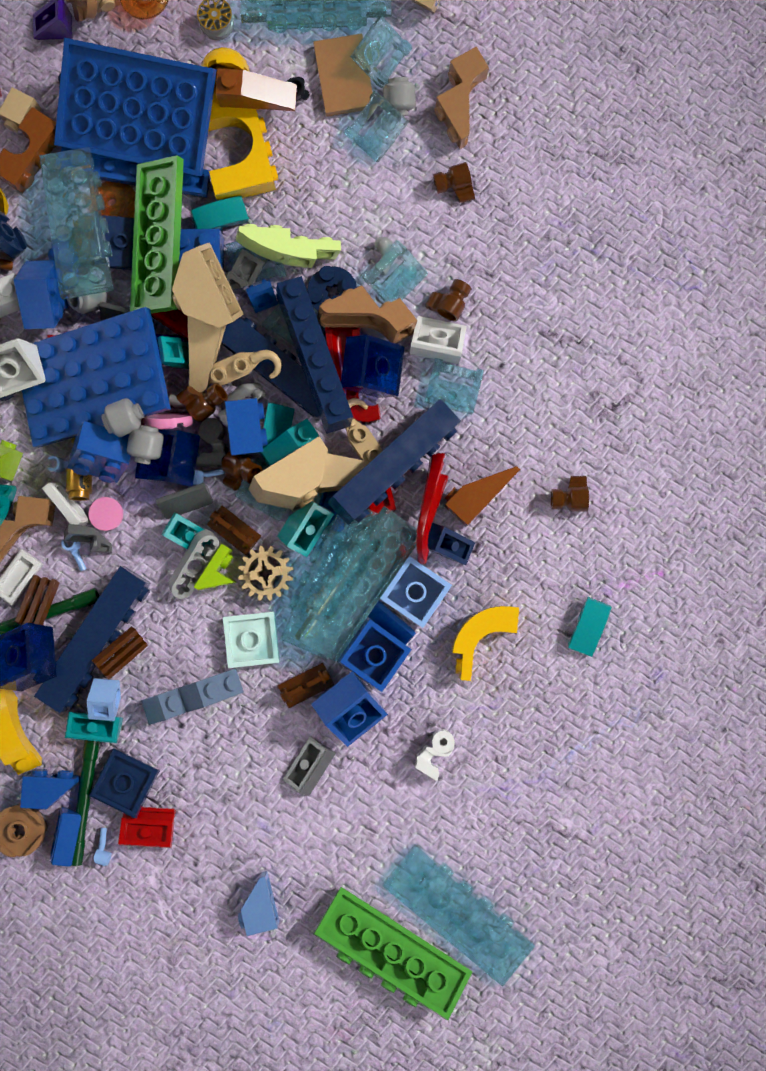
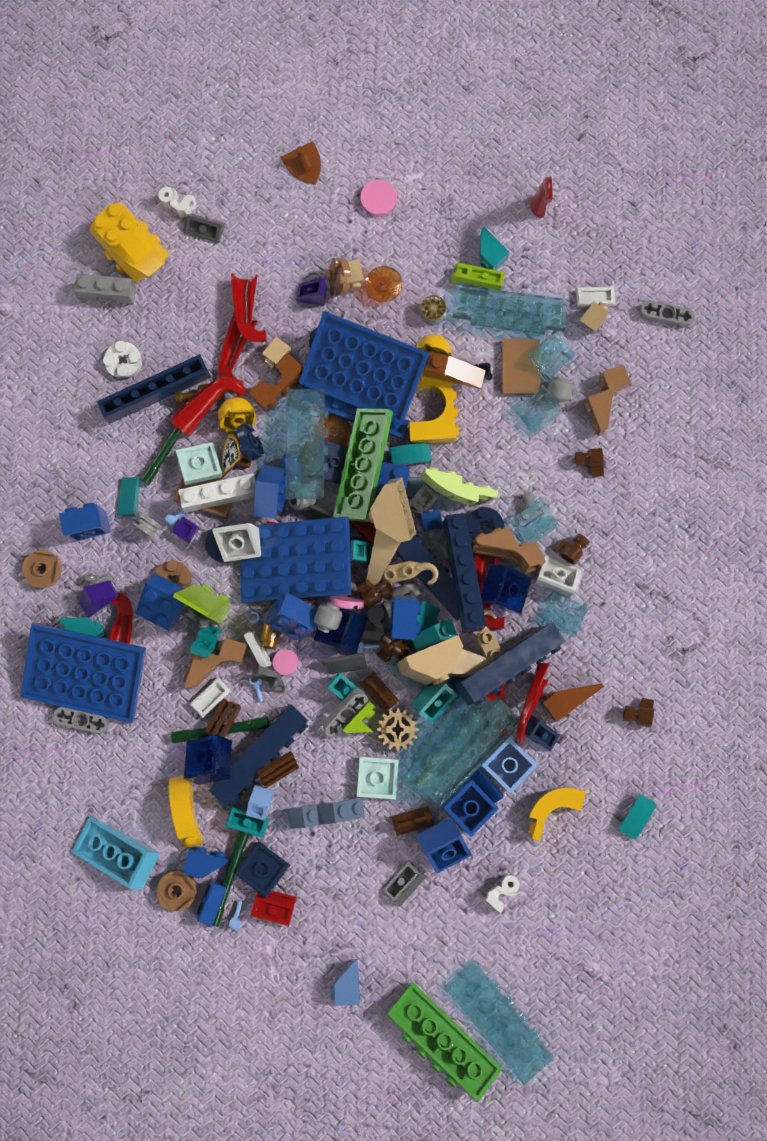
camera: 20 degrees right, 5 degrees down
(122, 417) = (315, 595): light grey head -> none

